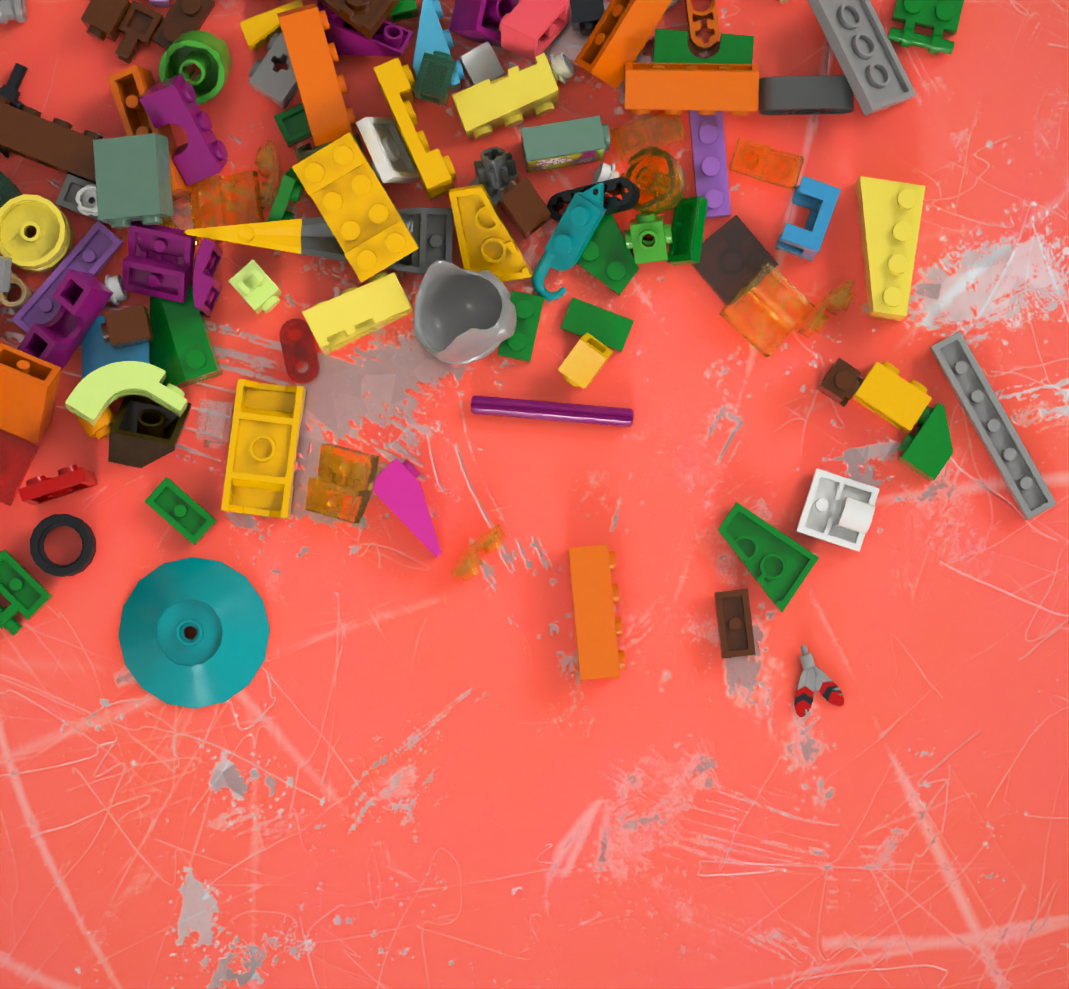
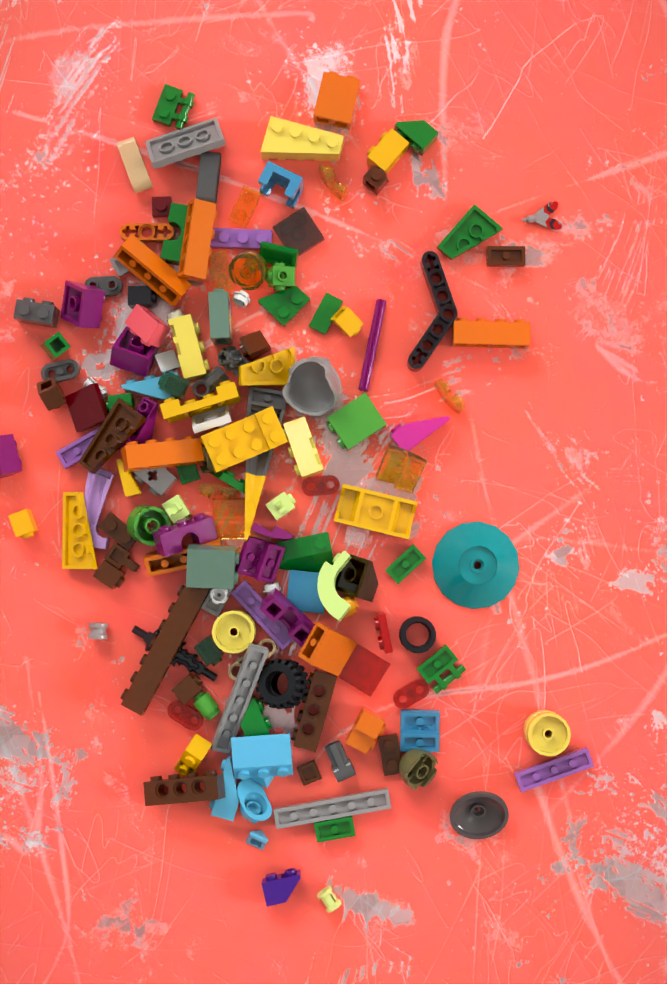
camera: 85 degrees left, 0 degrees up
(127, 327) = (296, 581): reddish brown brick -> none
(229, 112) = (176, 509): none -> yellowish green brick
(413, 397) = (355, 422): none -> bright green brick
(455, 142) = (210, 381): none -> dark grey piece
(528, 313) = (315, 350): green plate -> none
(570, 238) = (275, 321): teal plate -> none
(608, 520) = (440, 306): none -> black beam
(612, 204) = (261, 319): black beam -> none
(749, 20) = (161, 206): none -> dark red plate
(767, 309) = (329, 216): slope -> none
(837, 510) = (448, 190): white plate -> none
(973, 298) = (336, 100): none -> orange brick
(993, 426) = (410, 98): light grey plate -> none

